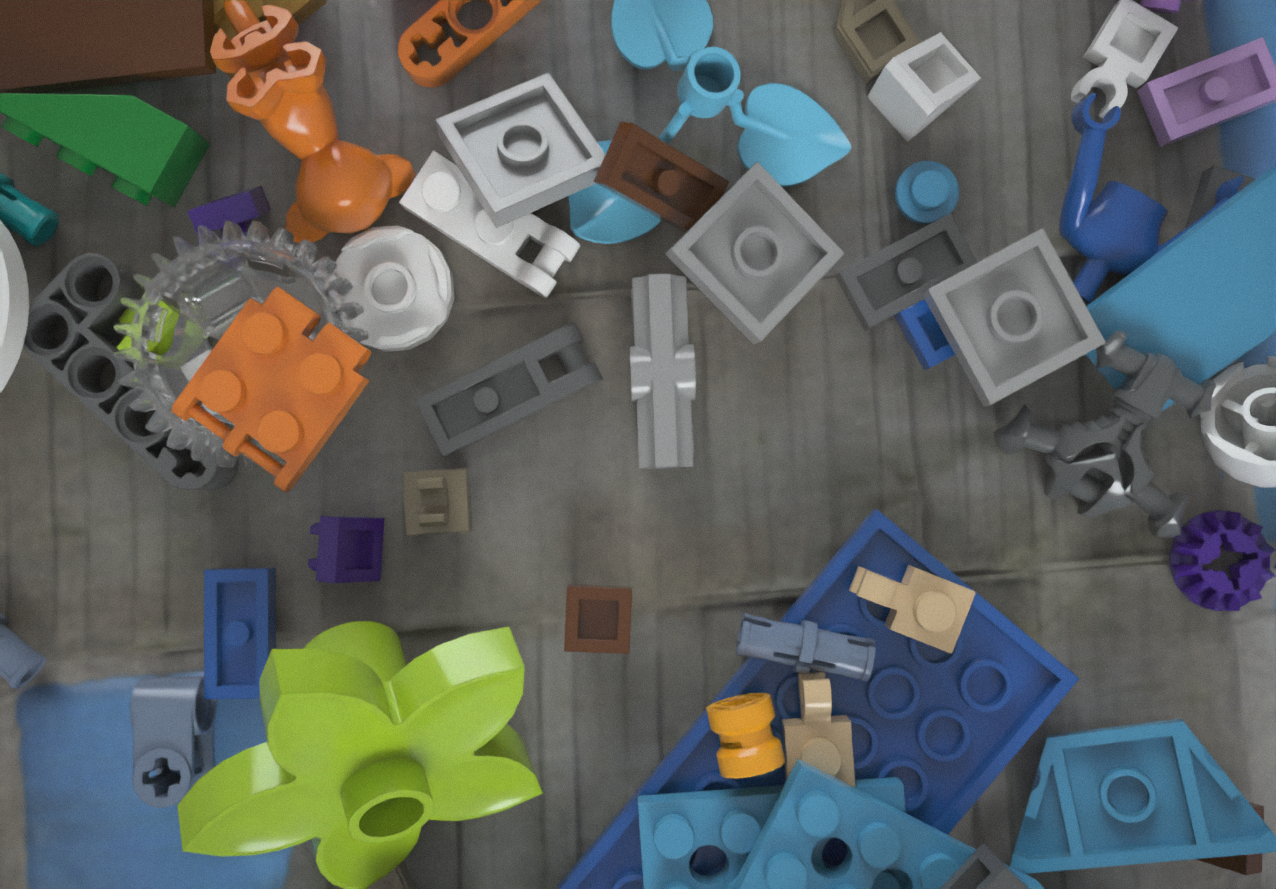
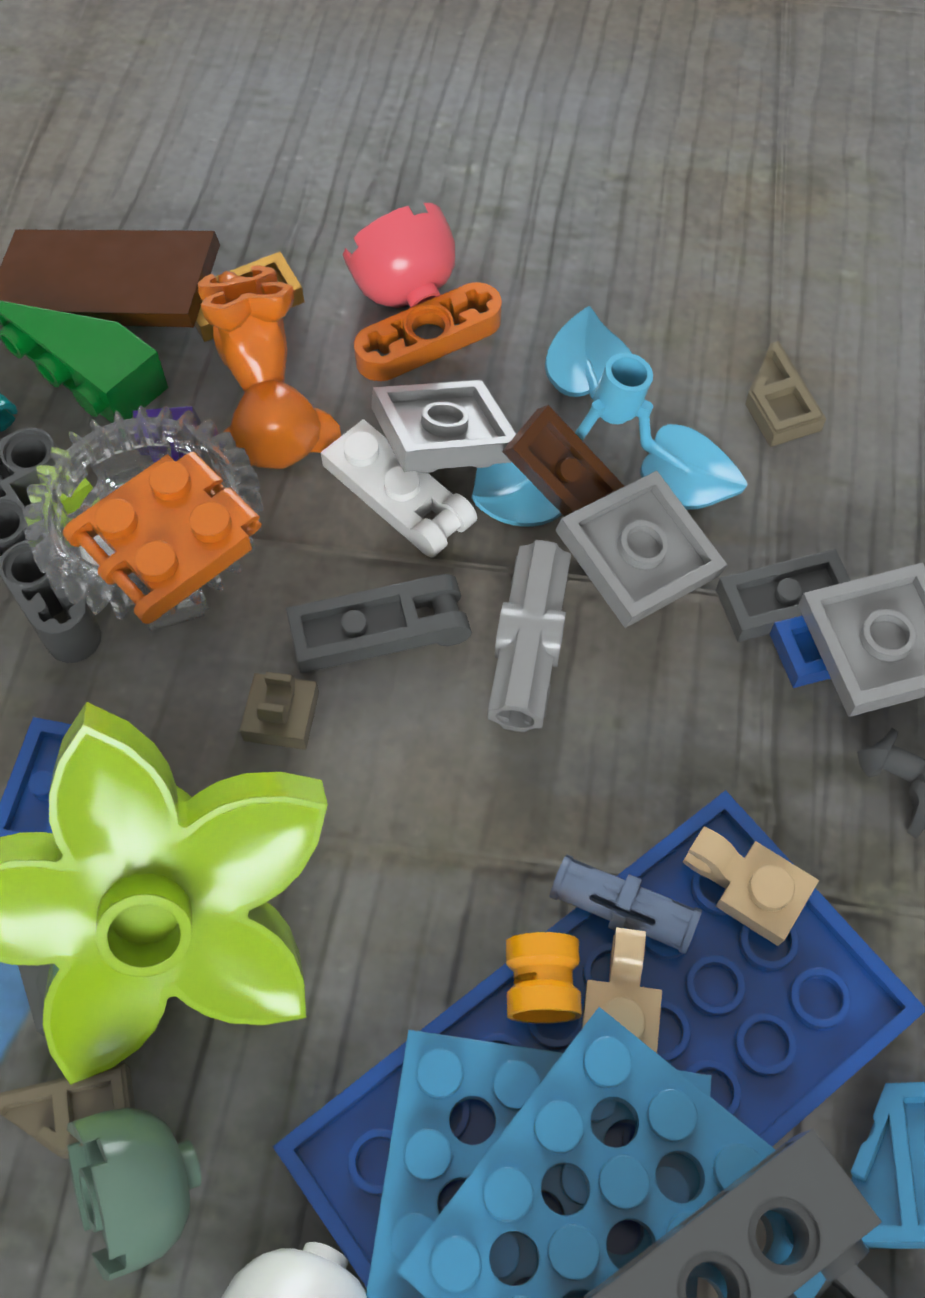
camera: 15 degrees right, 25 degrees down
(348, 549) = (182, 727): dark purple tile -> none
(400, 285) = (302, 524): white tile -> none
(598, 619) = (412, 842): reddish brown tile -> none
(921, 85) = (817, 447): white slope -> none
(926, 192) = (813, 532): dark azure plate -> none

